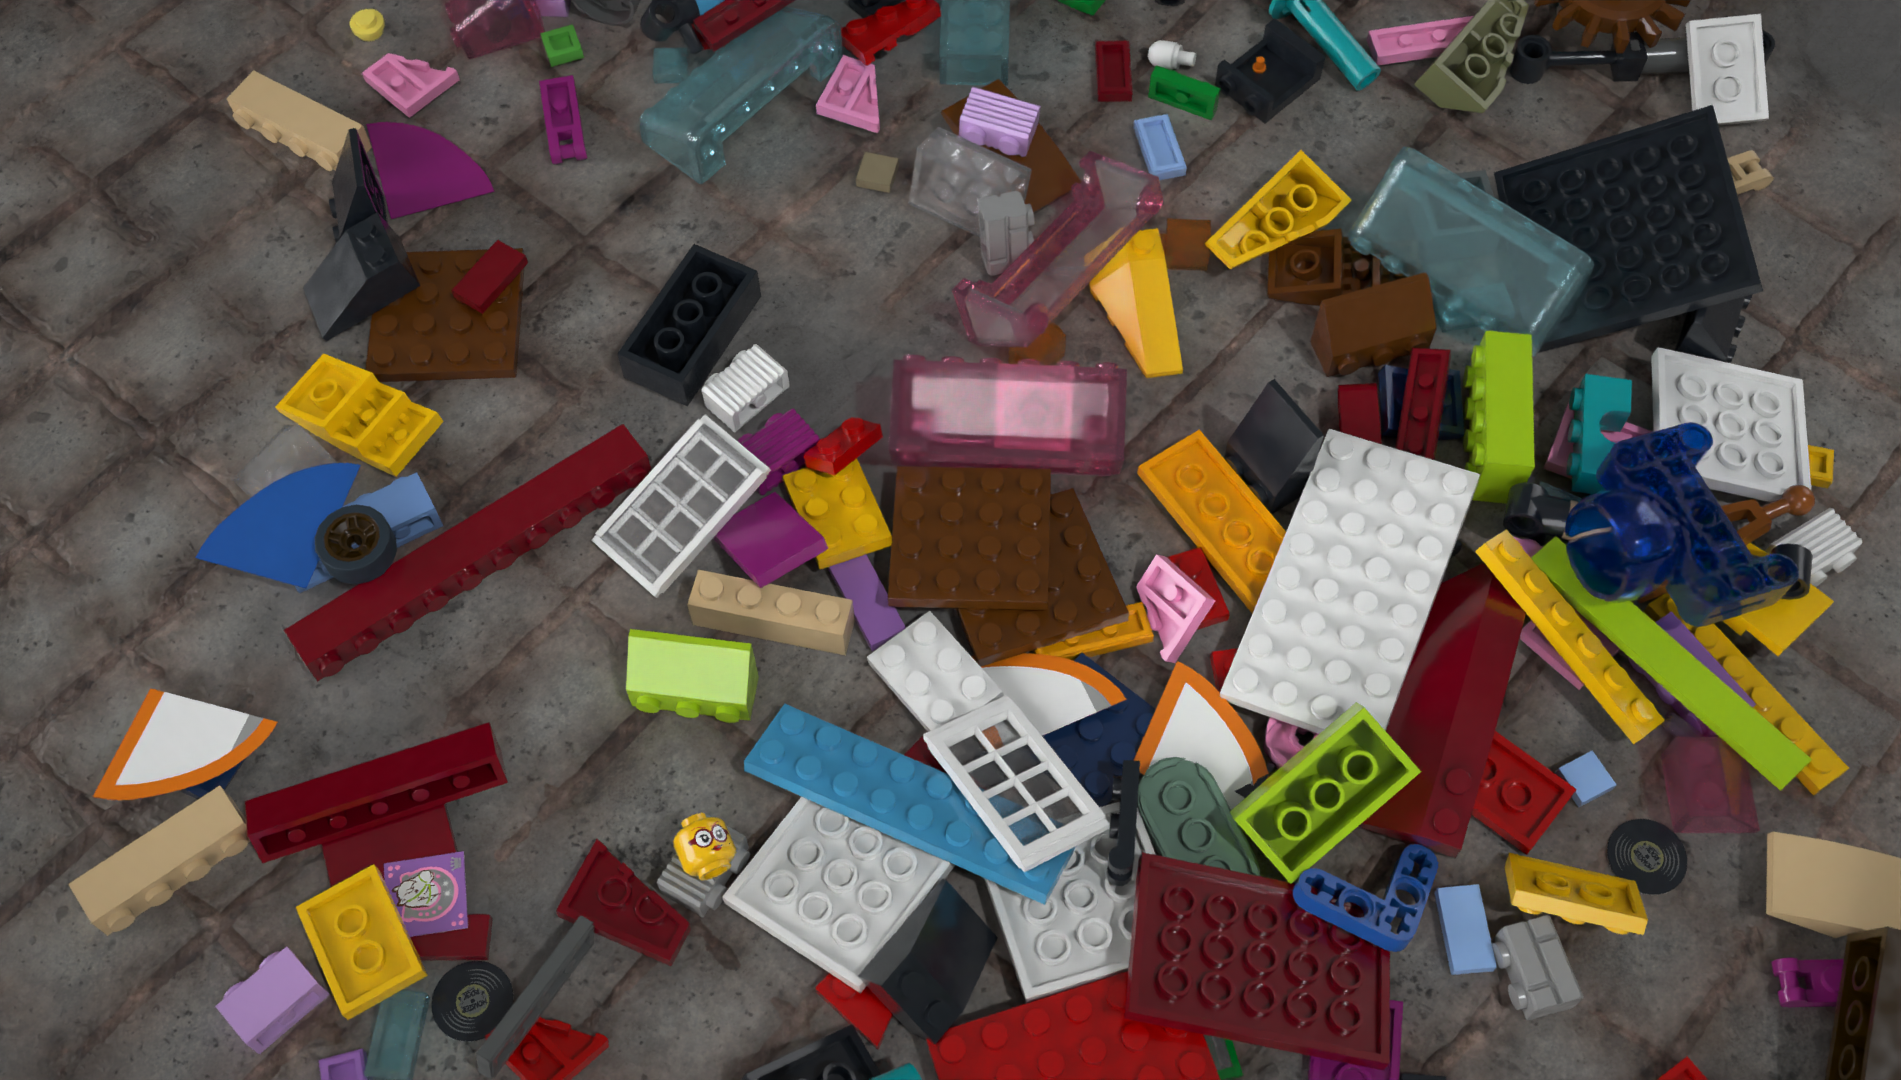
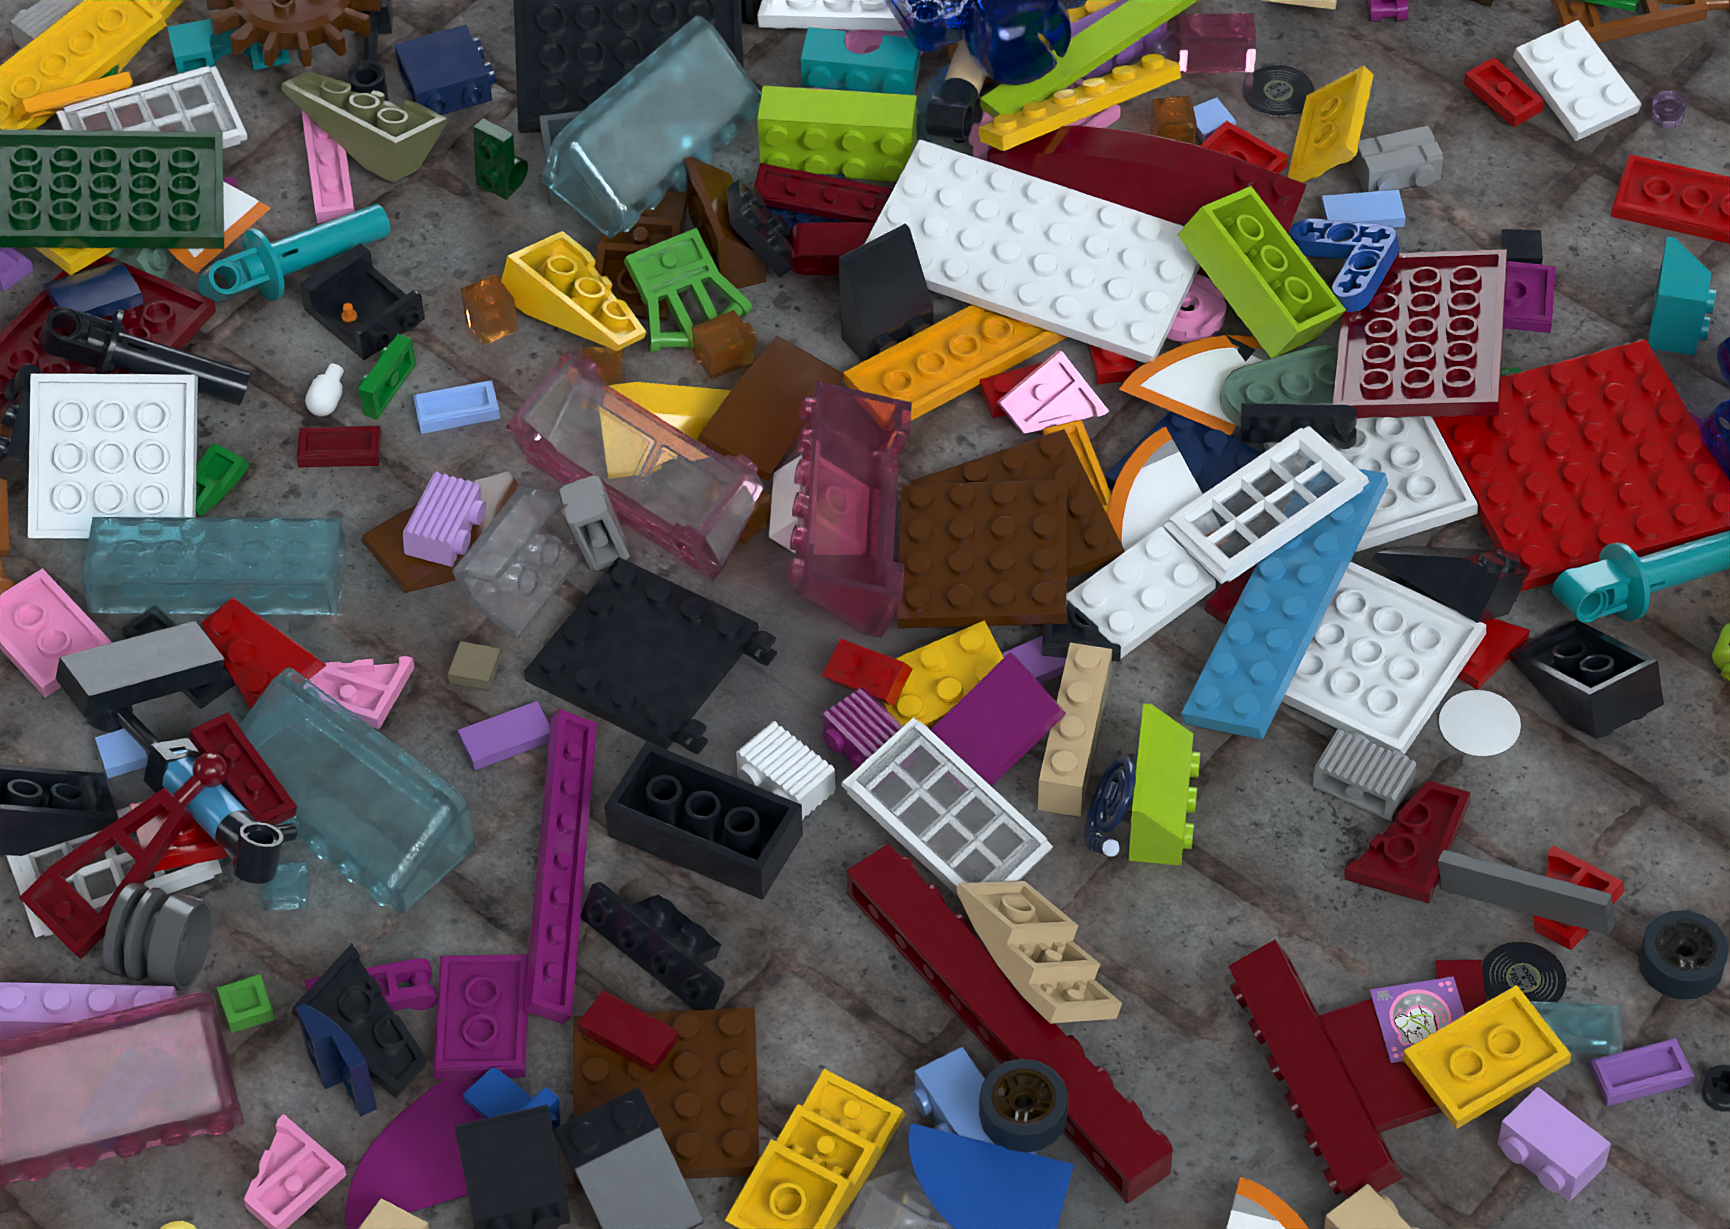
camera: 90 degrees left, 10 degrees down
(440, 214) = (498, 1095): none -> blue bracket
(489, 92) = (336, 1057): none -> dark blue slope
(522, 108) = (357, 1005): none -> black wing
(527, 570) = (1037, 951): none -> tan slope
(536, 194) = (481, 1016): none -> magenta tile
(589, 308) = (659, 942): none -> black bracket
(625, 623) = (1111, 800): none -> dark blue piece
(666, 232) = (560, 868): none -> magenta plate
(704, 846) = (1365, 741): yellow head -> none
(774, 990) = (1479, 723): none -> white sticker
(804, 196) = (505, 735): none -> medium lavender tile
(878, 620) = (1077, 630): none -> black tile
(882, 289) = (646, 655): none -> black plate
(1162, 371) = (764, 406): none -> reddish brown slope
(1232, 335) = (723, 344): none -> clear orange brick
(1261, 156) = (489, 309): none -> clear orange brick
(1304, 279) = (670, 269): none -> bright green plate
(1358, 345) = (759, 227): none -> black plate
(1441, 146) = (495, 161): none -> dark green plate
(1552, 109) = (445, 70): none -> dark blue brick
(1560, 734) = (1174, 119): none -> clear orange brick

